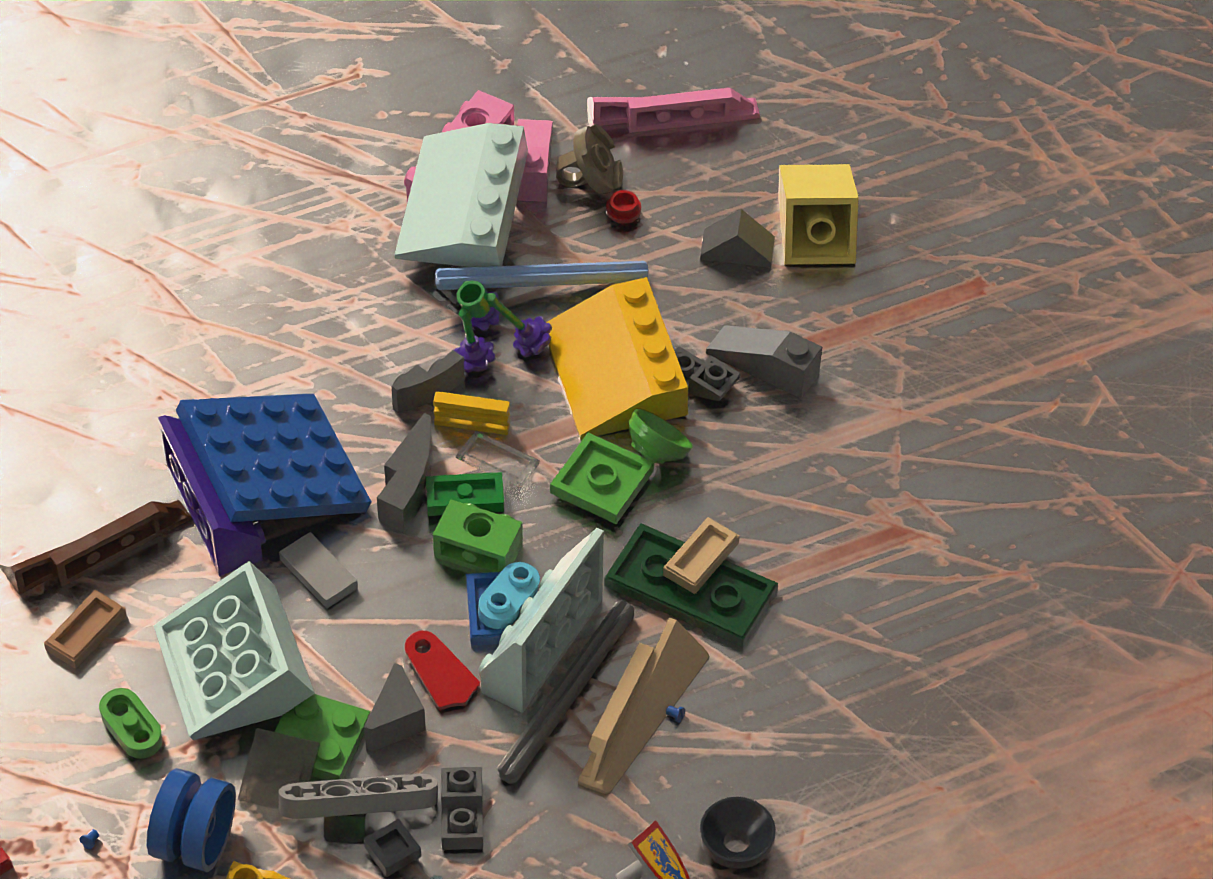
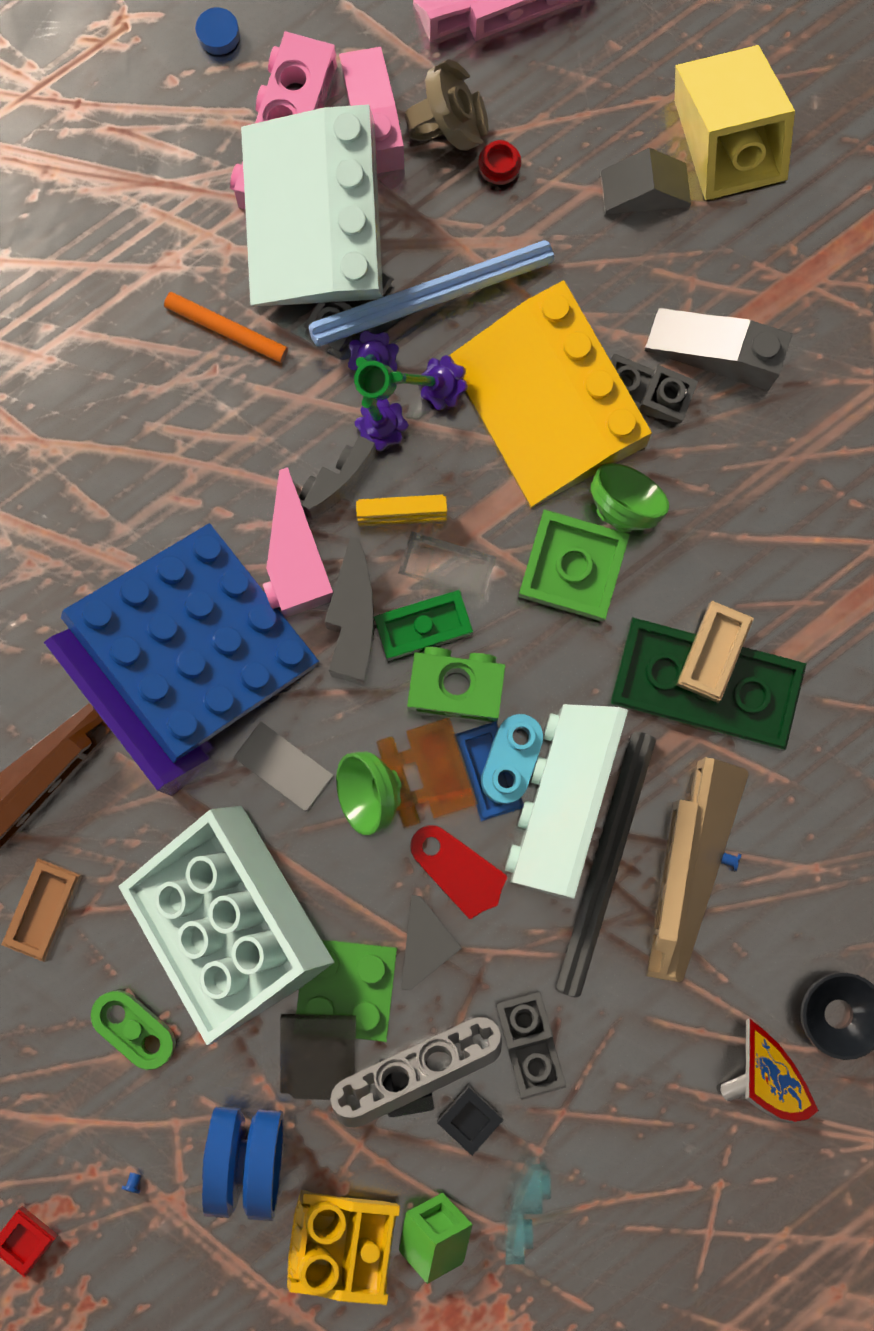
camera: 15 degrees left, 30 degrees up
(371, 273) = (225, 327): none -> orange bar
(373, 425) = (293, 557): none -> bright pink slope
(382, 591) = (367, 792): none -> bright green piece
(427, 88) = (217, 31): none -> blue tile
(447, 595) = (440, 769): none -> clear orange plate

